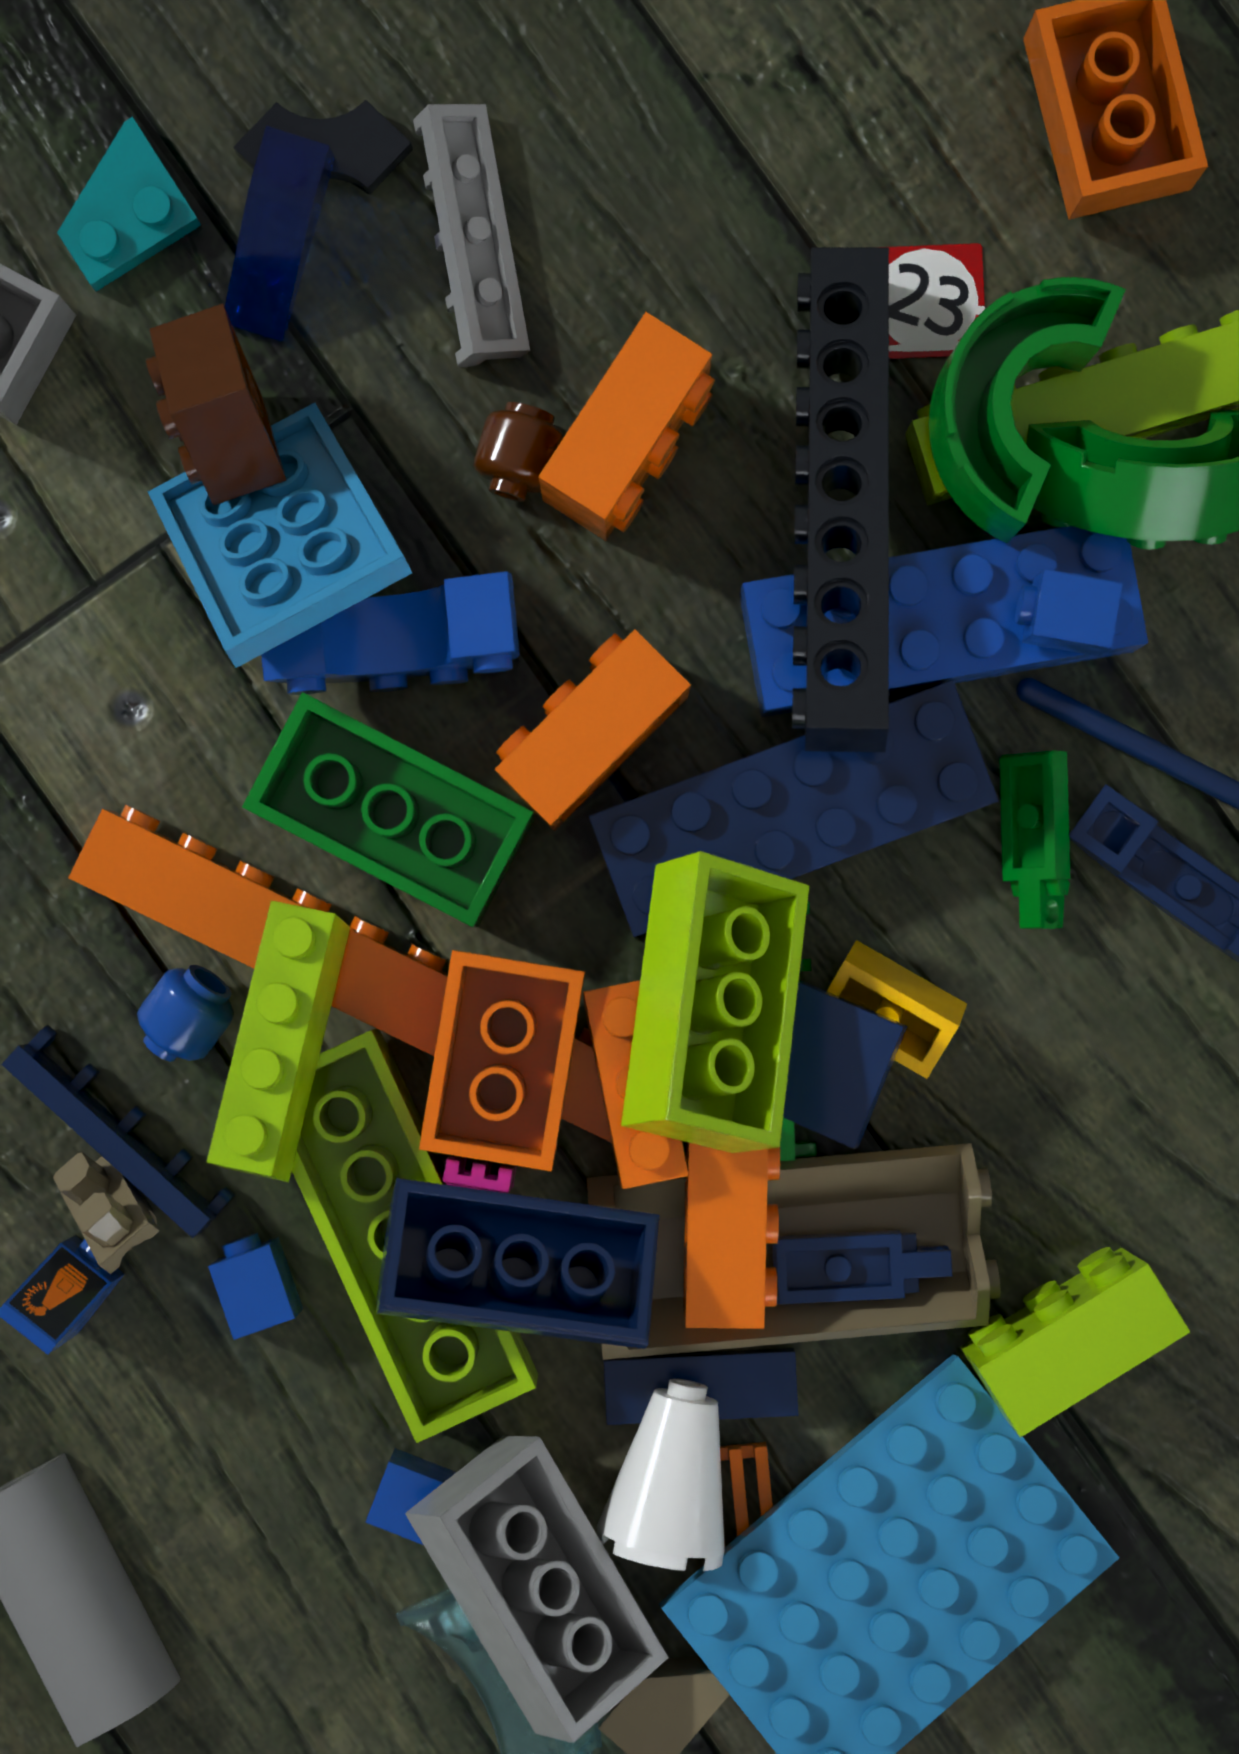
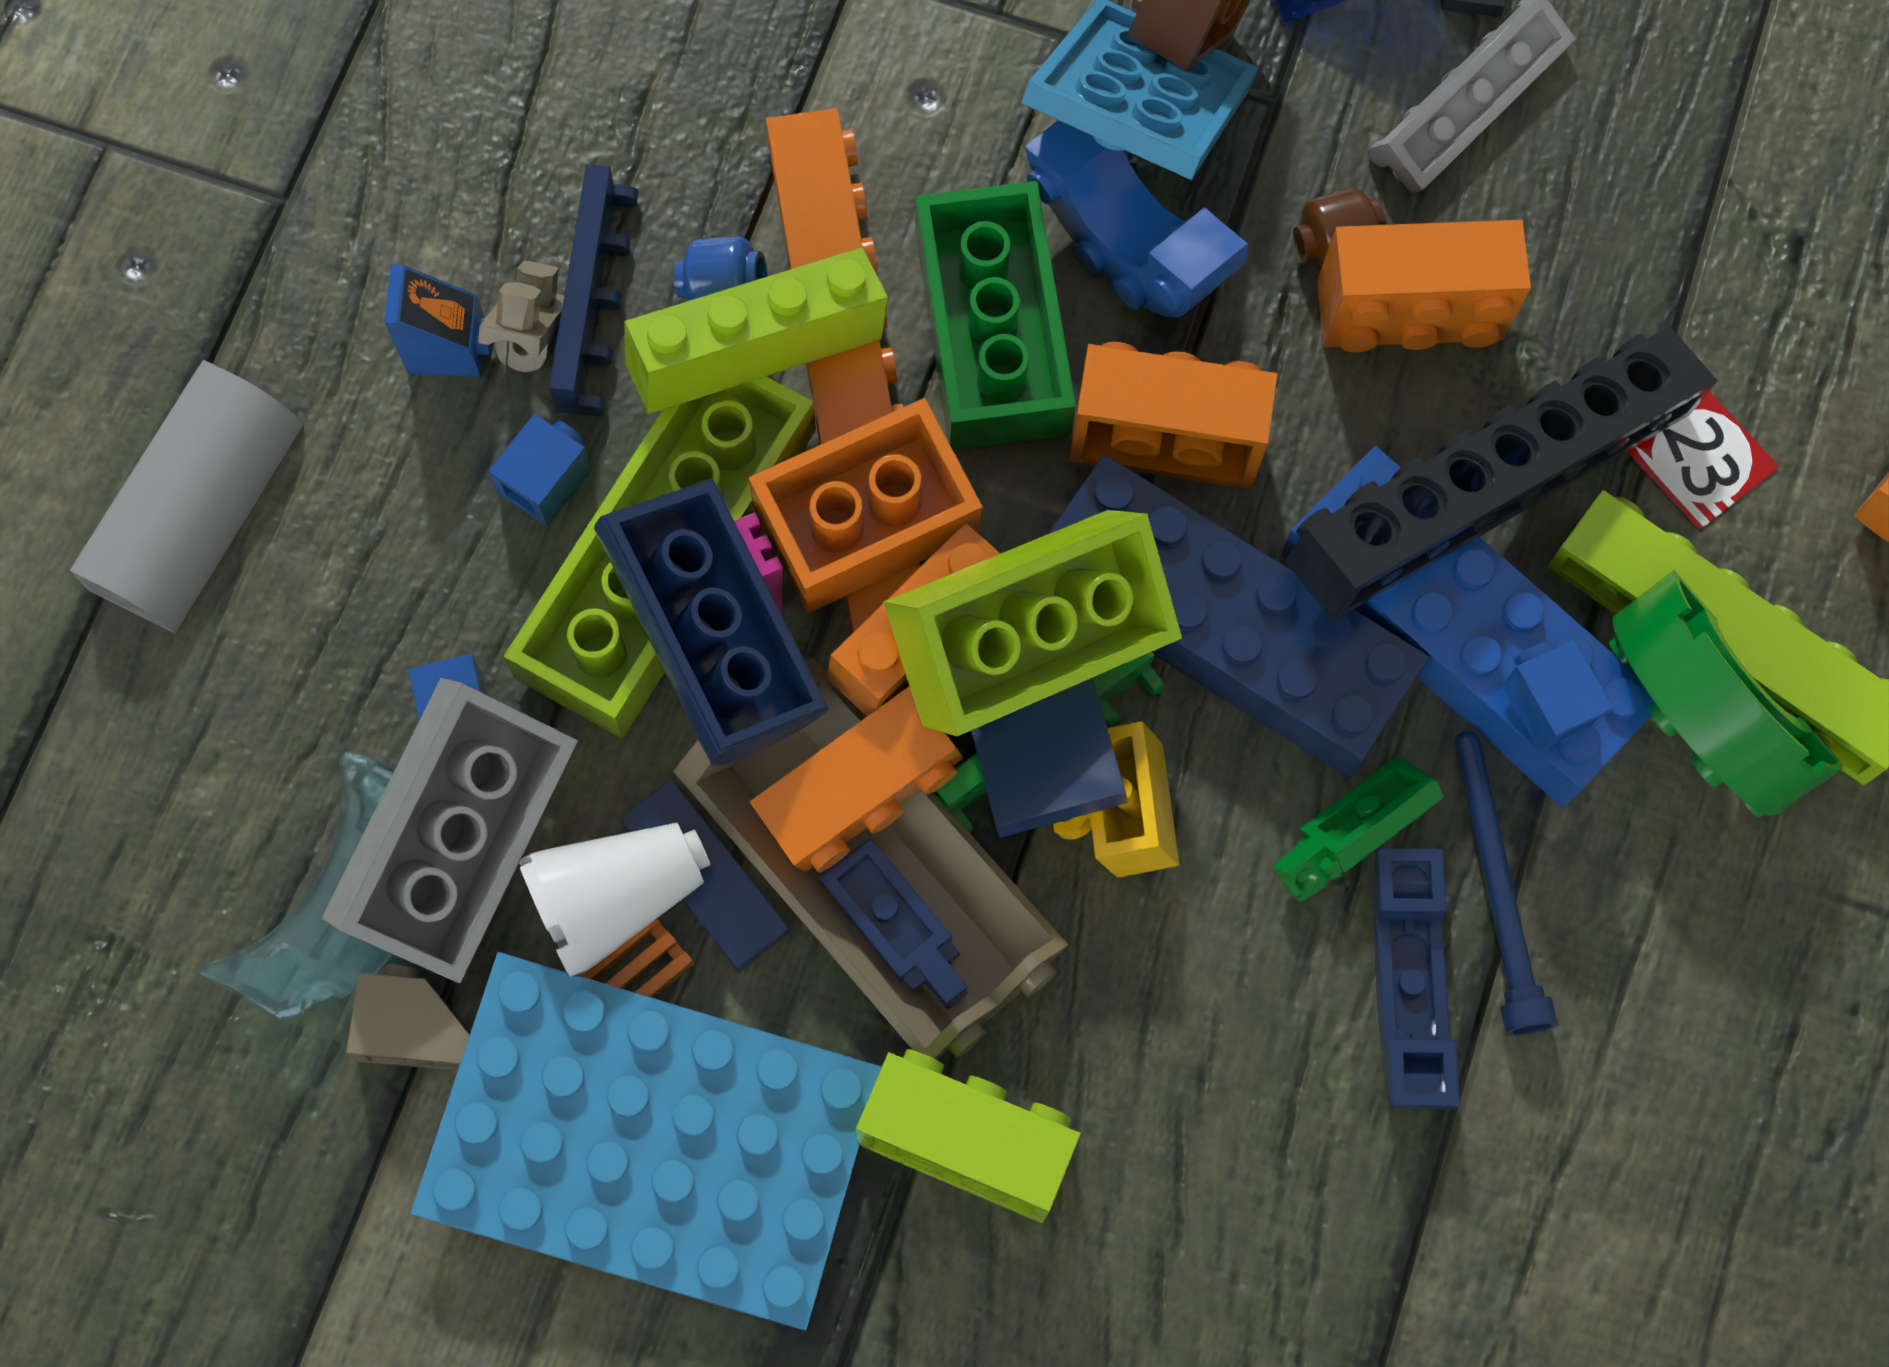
camera: 45 degrees right, 15 degrees down
(971, 412) = (1699, 498): green brick -> none

